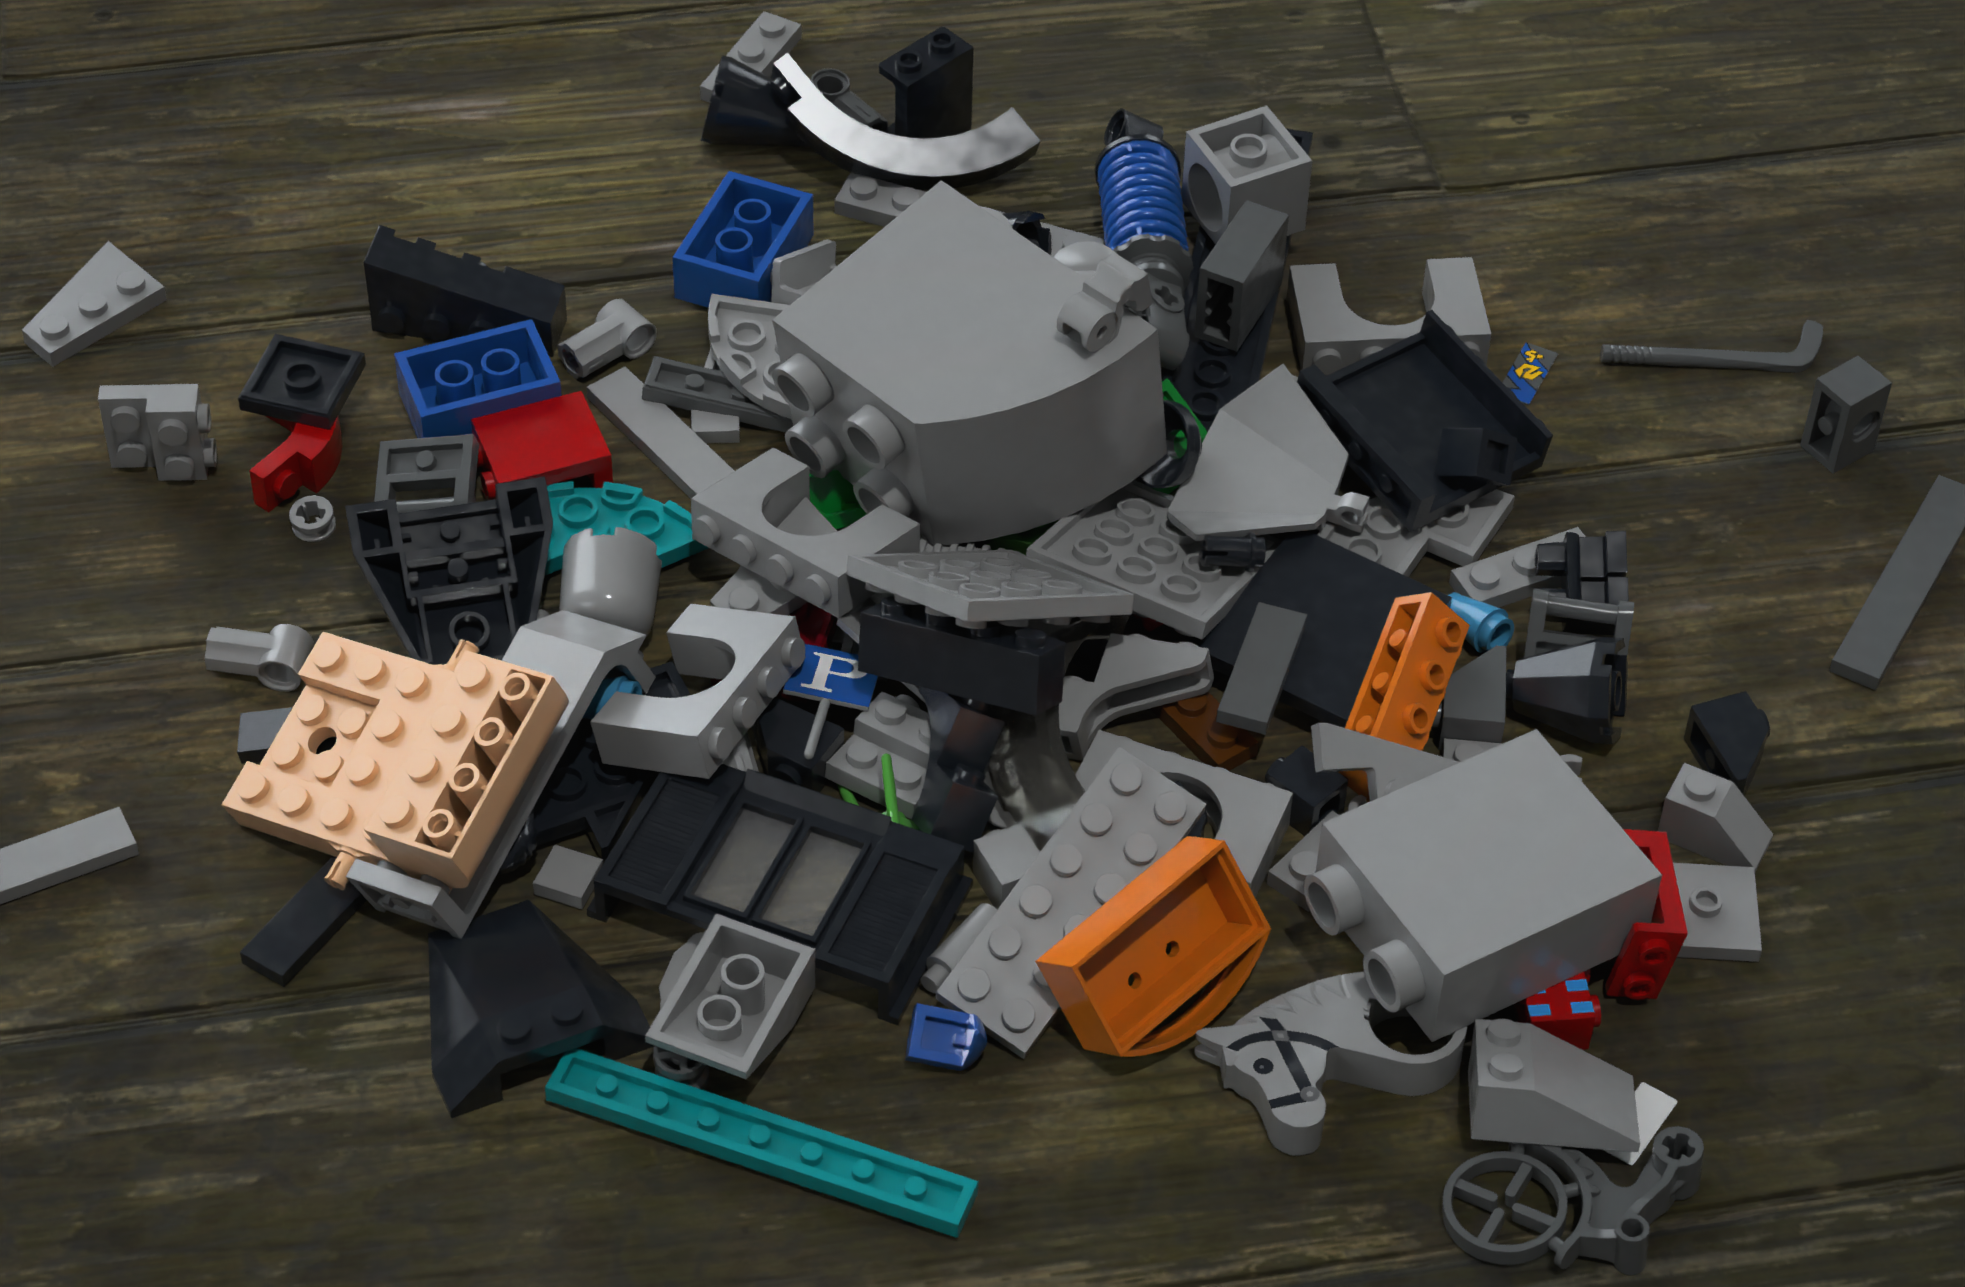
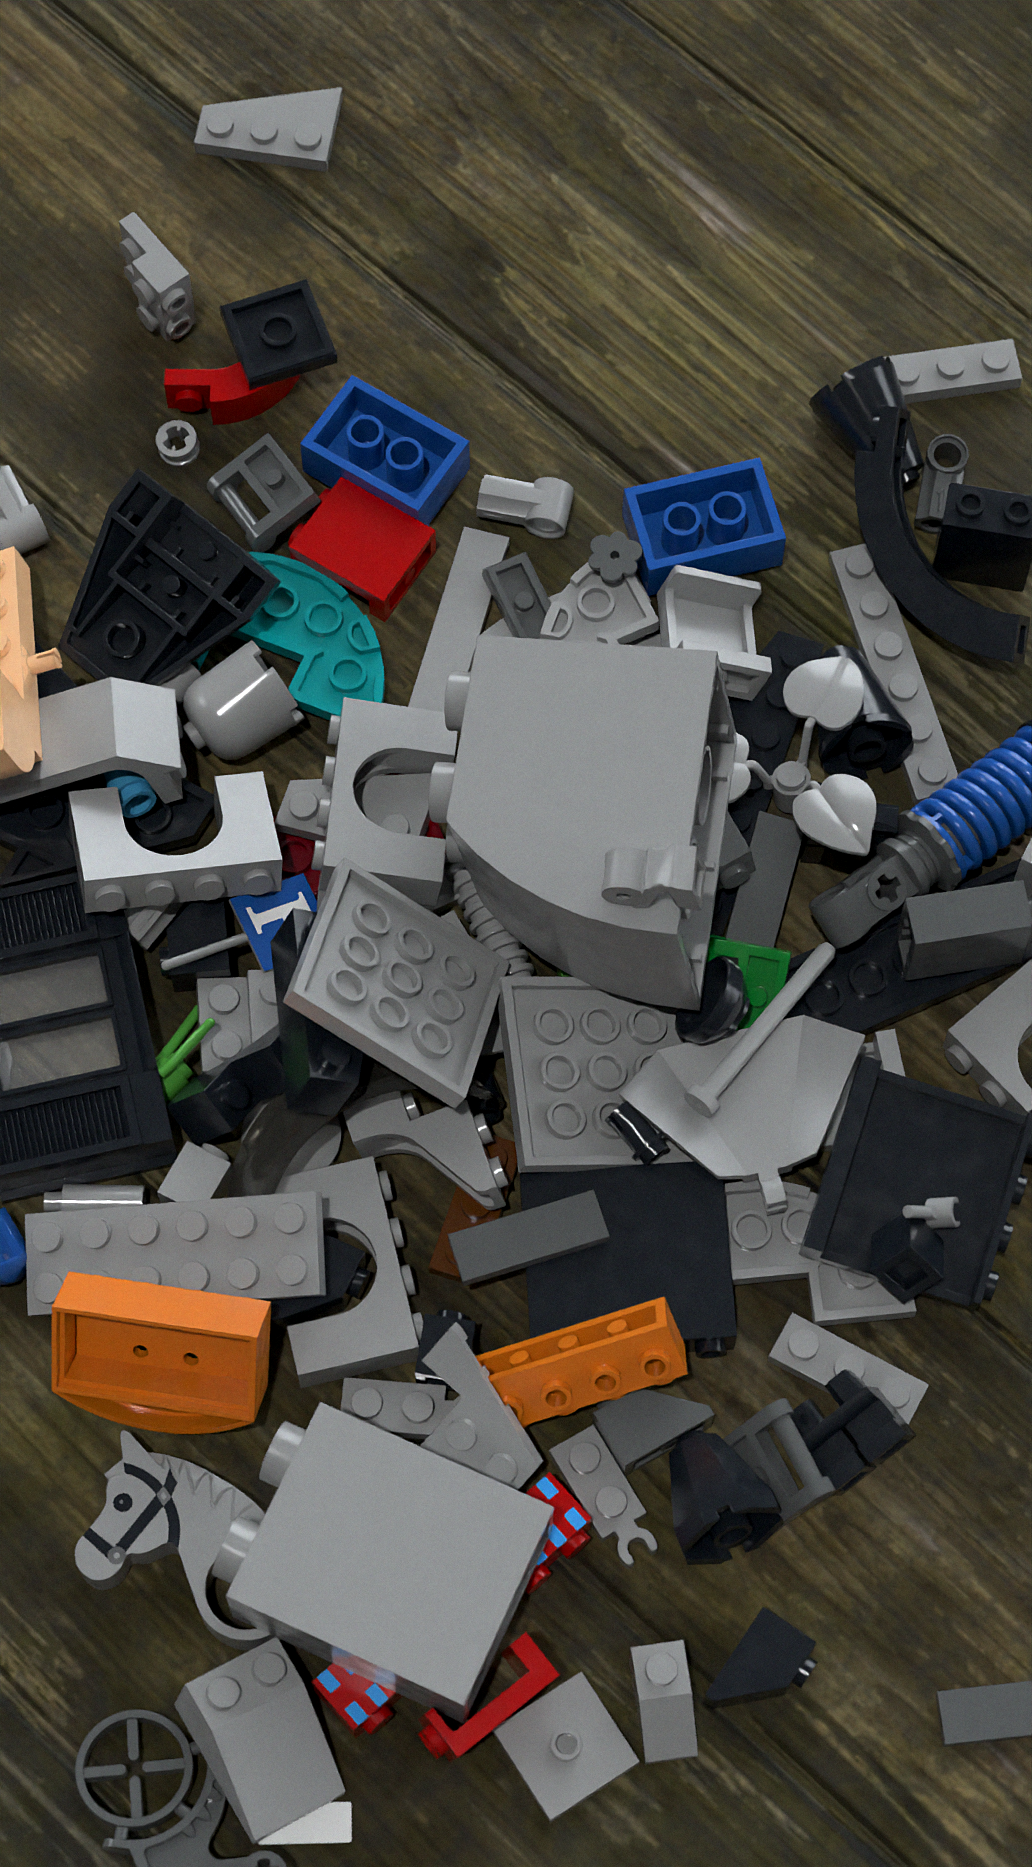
camera: 55 degrees right, 20 degrees up
(449, 297) = (471, 372): black wedge -> none
(724, 295) = (615, 546): none -> dark grey plant
(1240, 495) = (704, 1097): none -> light grey bar
(1457, 417) = (936, 1212): none -> light grey hand
(1487, 622) = (747, 1371): dark azure cone -> none

